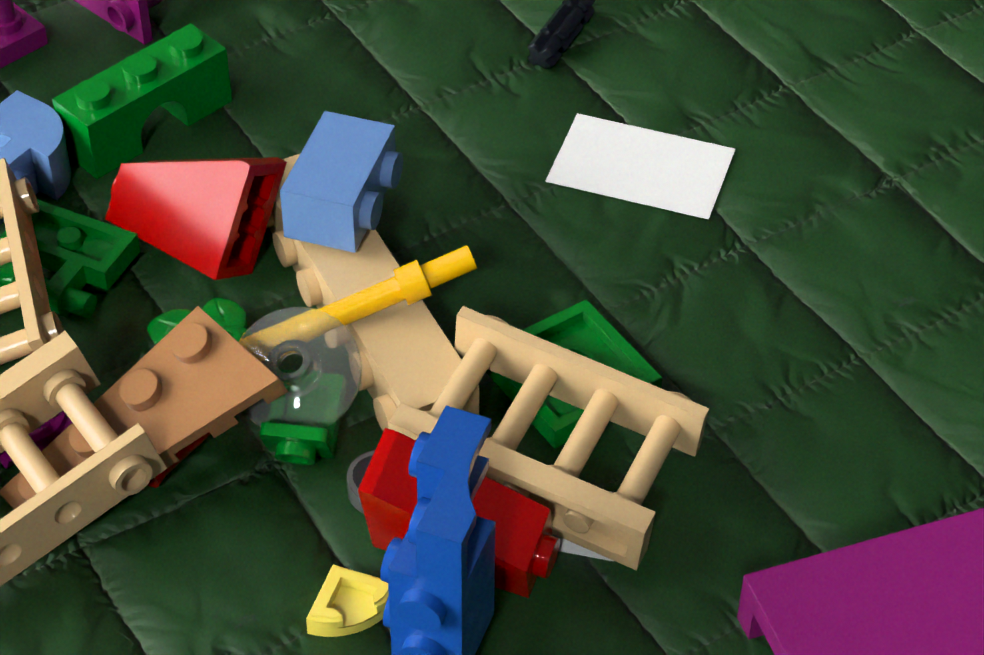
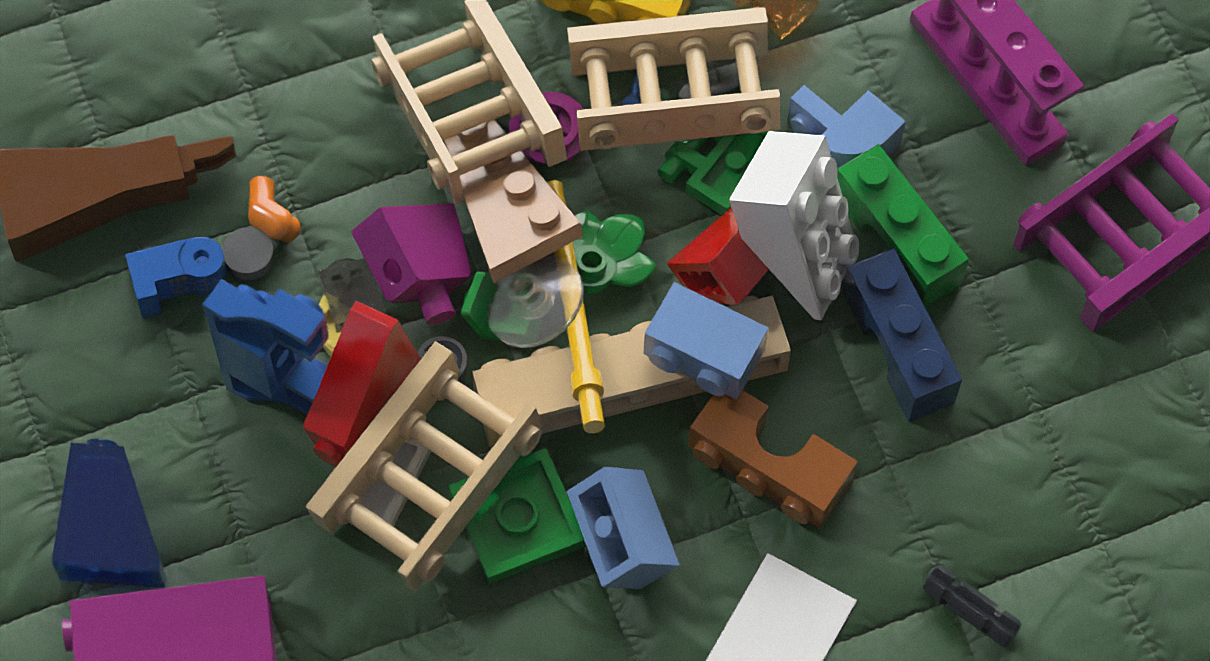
camera: 100 degrees right, 20 degrees up
(155, 116) = (797, 217): none -> white slope
(236, 96) = (916, 357): none -> dark blue arch
(248, 498) = (416, 255): none -> magenta torso
(308, 570) = (346, 283): none -> clear smoke bracket
(457, 150) = (803, 483): none -> dark orange arch
(569, 262) = (622, 528): none -> medium blue brick

